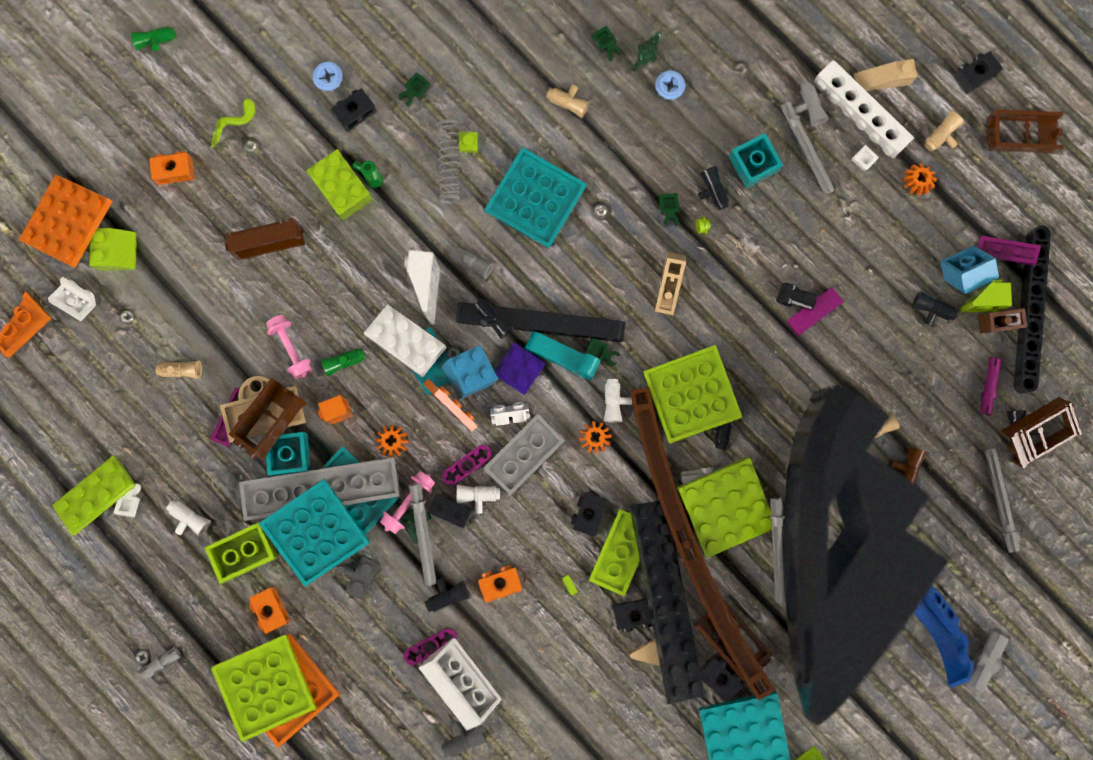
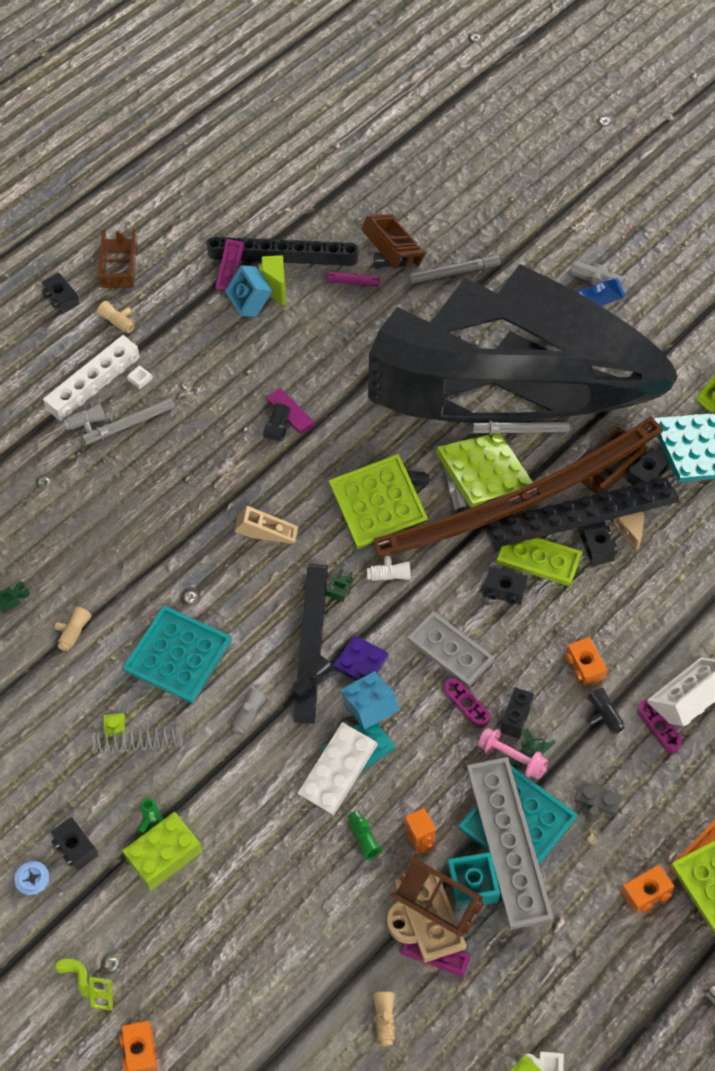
camera: 90 degrees left, 25 degrees down
(187, 517) = (556, 991): white piece -> none
(241, 553) = (588, 921): lime brick -> none
(264, 239) = (228, 924): reddish brown door -> none
(278, 325) = (375, 877): bright pink piece -> none
(314, 532) = (556, 839): teal plate -> none
(387, 436) = (456, 776): orange gear -> none
(415, 87) = (51, 780): dark green plate -> none
(422, 533) = (543, 733): light grey axle -> none
(425, 279) = (280, 738): white slope -> none
(454, 406) = (405, 714): wing -> none
(479, 494) = (496, 690): white piece -> none
(502, 413) = (407, 657): white hinge -> none
(563, 356) = (345, 619): teal beam -> none
(569, 584) = (577, 599): lime tile -> none
(601, 439) = (427, 585): orange gear -> none
(647, 51) = (23, 558): clear green piece -> none
(665, 78) = (57, 532): light blue gear -> none
(670, 206) = (187, 533): dark green plate -> none
(702, 225) = (206, 504): lime plate -> none
(715, 190) = (169, 494): black piece -> none
(755, 160) = (142, 459): teal brick -> none
(887, 76) = (59, 358): tan slope -> none
(927, 180) = (161, 333): orange gear -> none
(934, 307) = (283, 318): black piece -> none
(1002, 321) = (294, 270): reddish brown slope -> none

